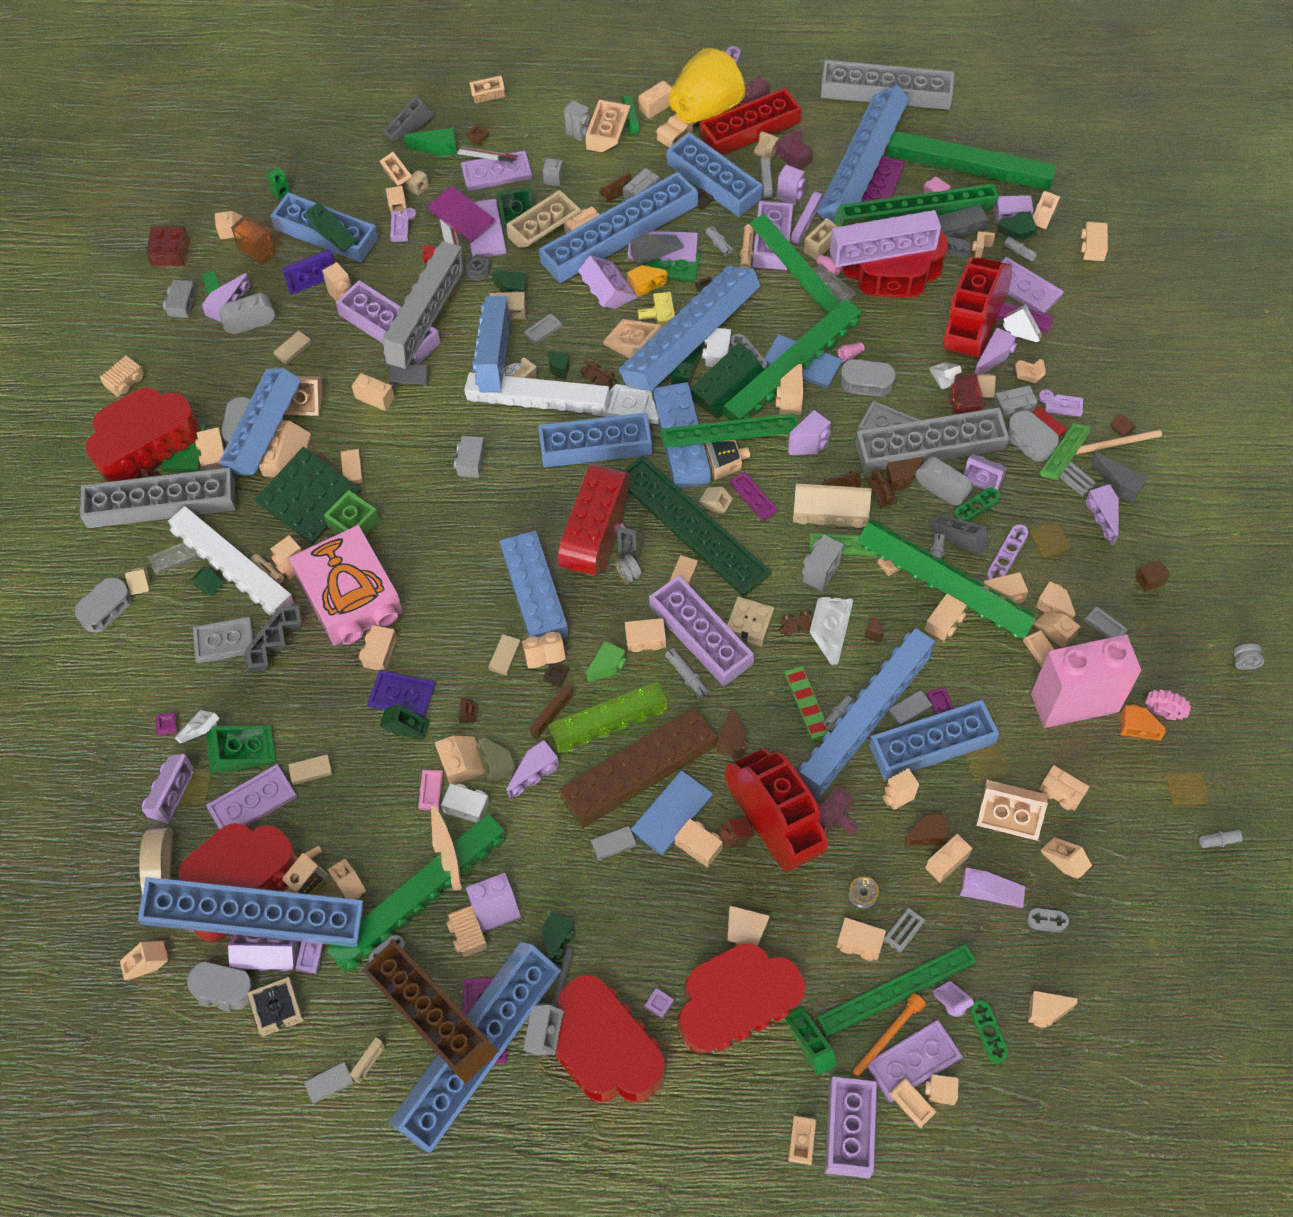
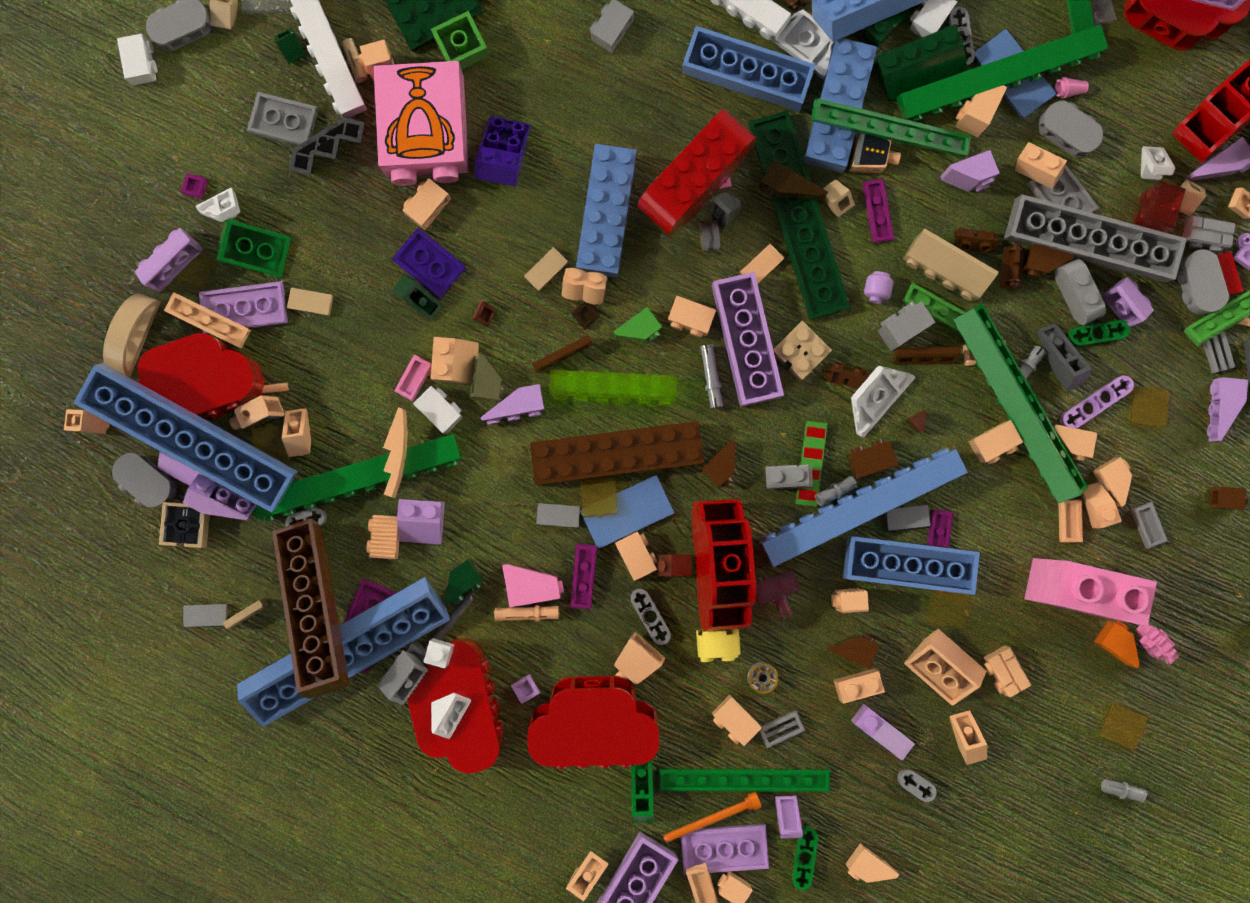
camera: 25 degrees right, 25 degrees up
(76, 646) = (137, 59): none -> white brick
(216, 819) = (207, 320): none -> light nougat plate
(293, 964) = (217, 500): none -> lavender slope
(424, 582) = (502, 151): none -> dark purple slope
(566, 989) = (438, 653): none -> white brick
(600, 1041) = (448, 713): none -> white slope
(618, 911) = (530, 586): none -> bright pink slope
(627, 937) = (526, 613): none -> light nougat pin
(641, 810) = (599, 497): none -> clear yellow piece
(661, 882) = (583, 576): none -> magenta tile
(670, 503) = (787, 184): none -> dark brown slope
(754, 892) = (663, 627): none -> light grey beam
(785, 547) = (878, 287): none -> lavender head
(794, 717) = (789, 477): none -> light grey brick
(808, 877) = (718, 644): none -> light yellow brick
(852, 579) = (933, 355): none -> reddish brown tile
(854, 674) = (872, 459): none -> reddish brown brick
(859, 409) = (1040, 165): none -> light nougat brick

